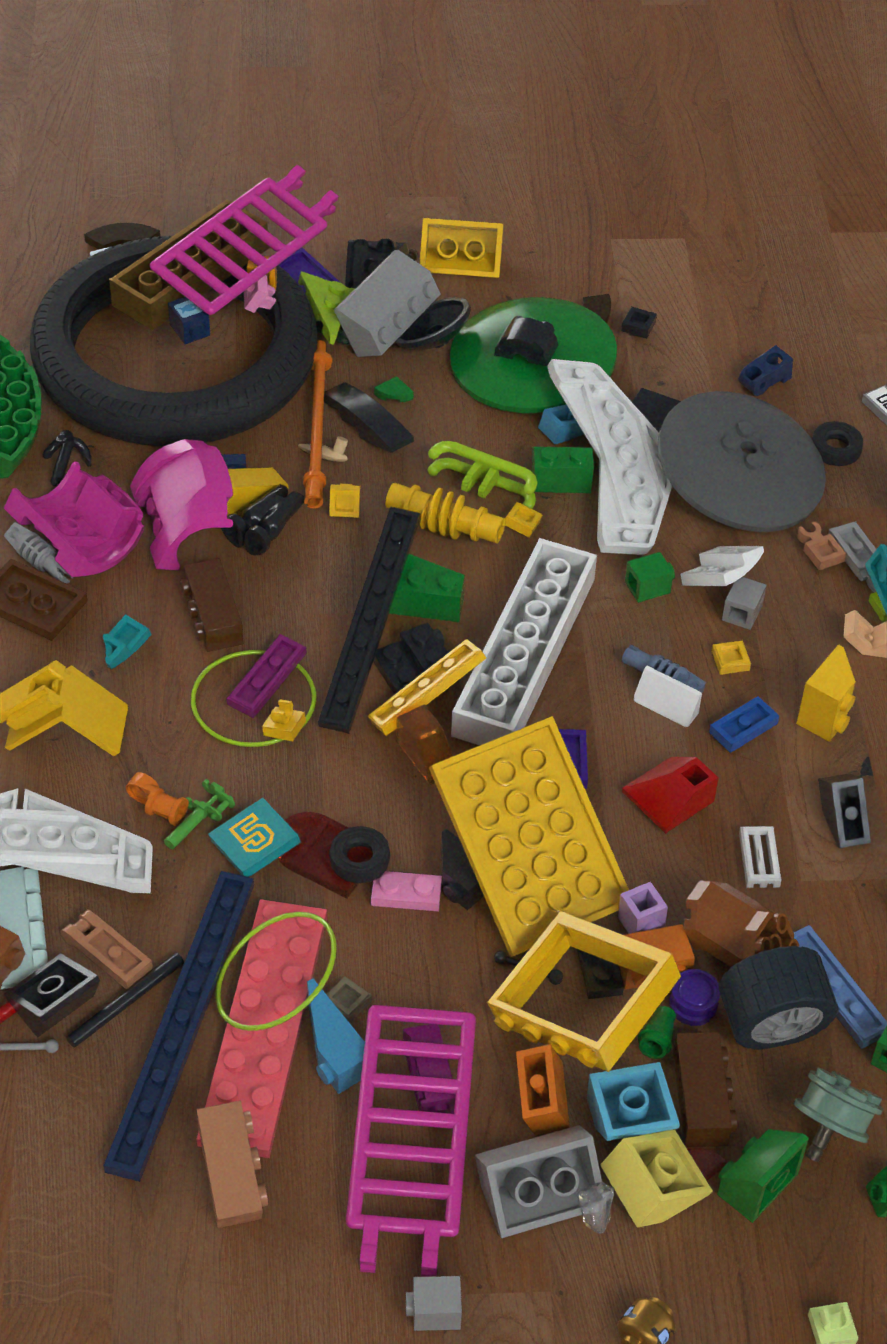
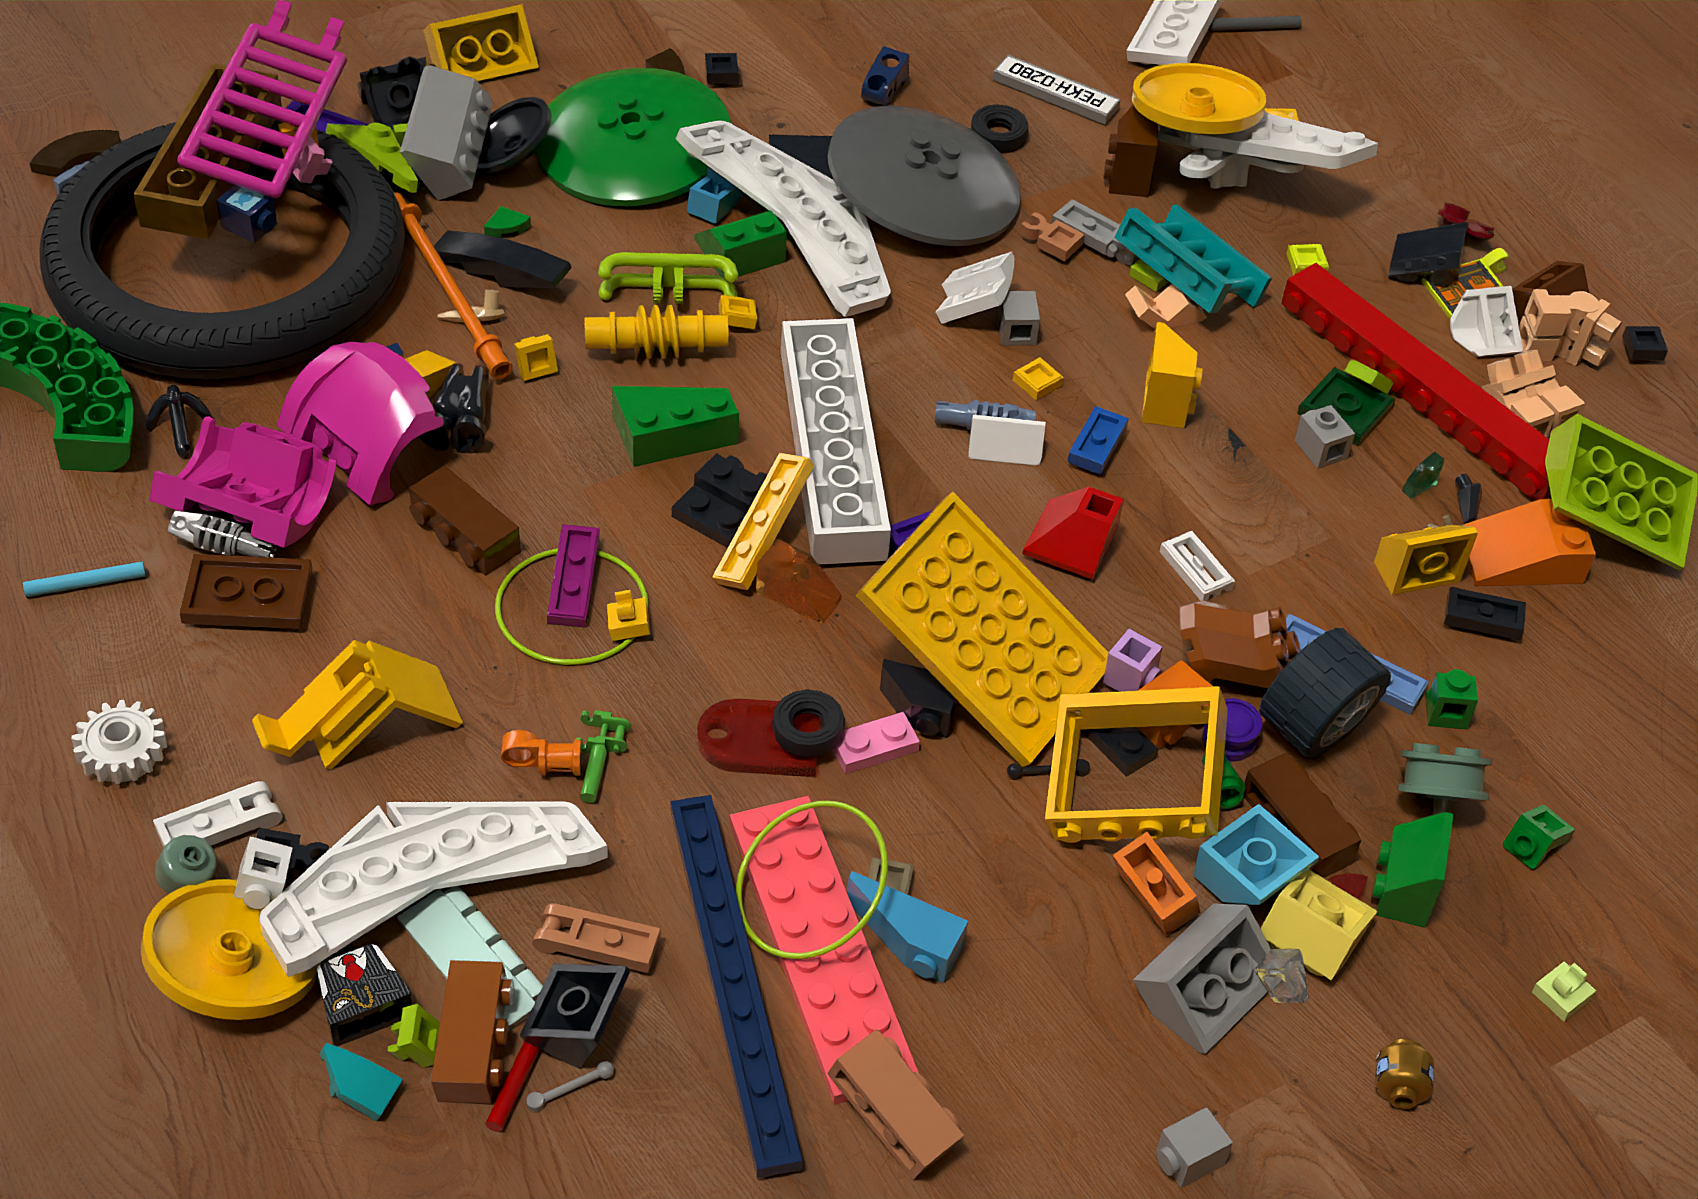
camera: 30 degrees left, 0 degrees up
(124, 640) = (385, 596): teal slope -> none
(125, 1000) = (652, 985): black bar -> none
(254, 838) = (681, 752): teal tile -> none
(369, 620) = (658, 473): black tile -> none
(429, 1068) = (1029, 916): magenta window -> none
(457, 1122) = (1078, 1099): dark pink bar -> none
(528, 338) = (632, 116): black cylinder -> none
(649, 577) = (907, 325): green brick -> none
(845, 809) = (1249, 485): black slope -> none

